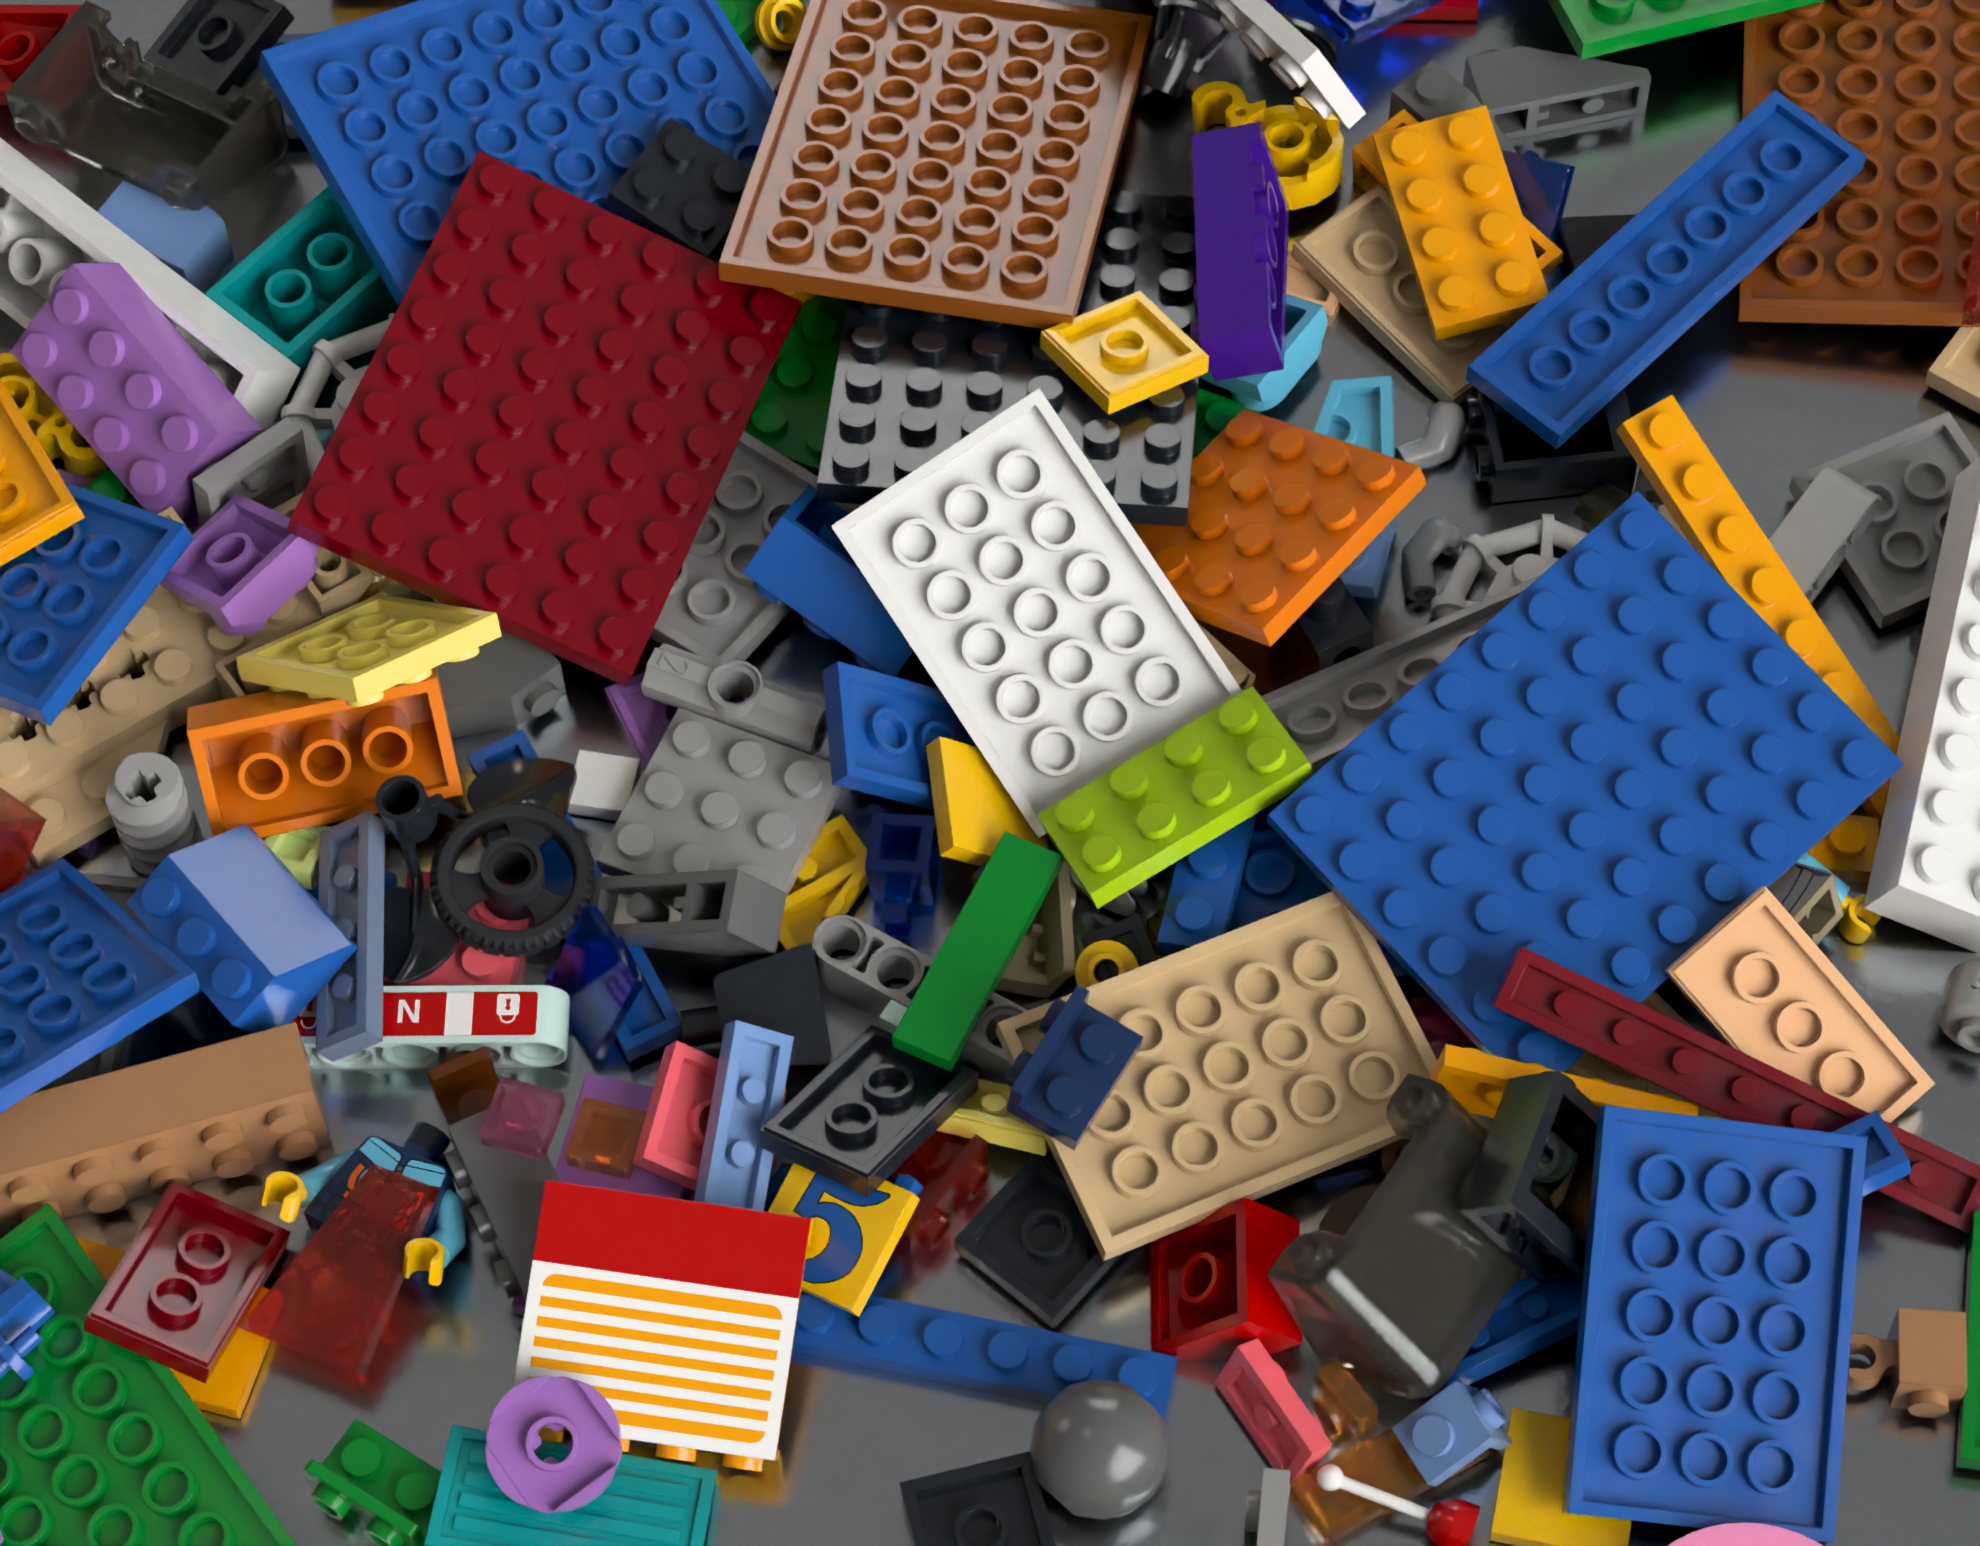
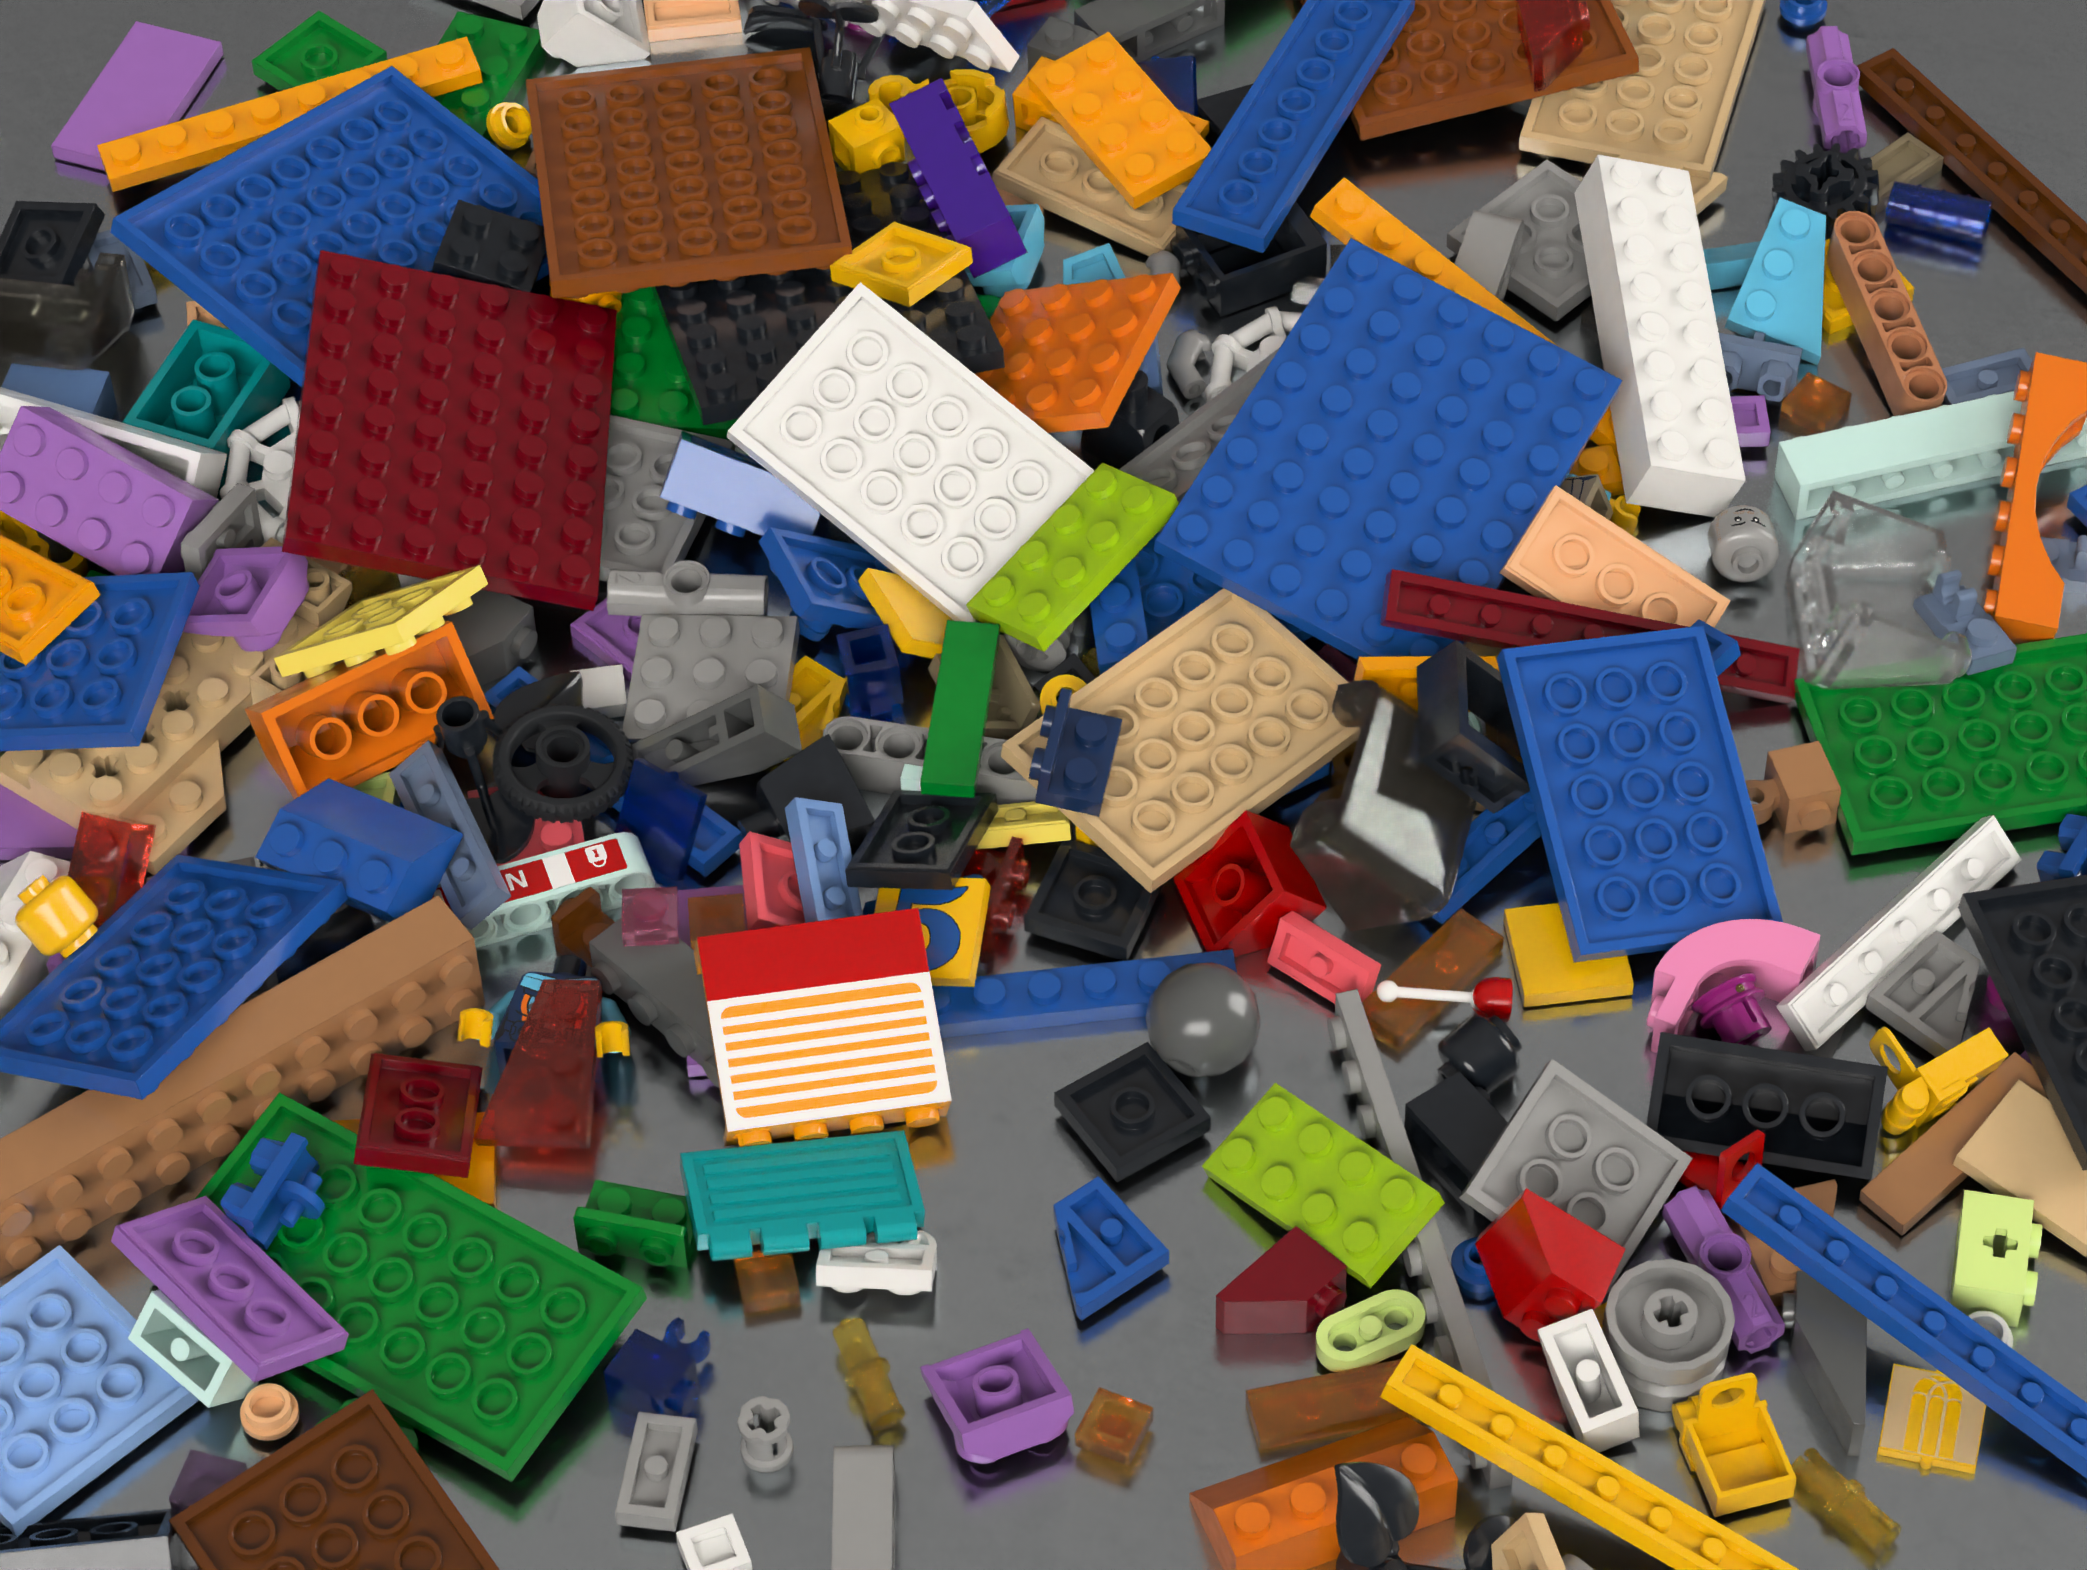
camera: 20 degrees left, 10 degrees down
(151, 809) = (240, 797): light grey piece -> none
(515, 1438) = (774, 1163): medium lavender plate -> none
(1162, 155) = (866, 138): none -> yellow brick
(1343, 1404) = (1377, 938): clear orange plate -> none
(1452, 1431) = (1467, 931): medium blue bracket -> none

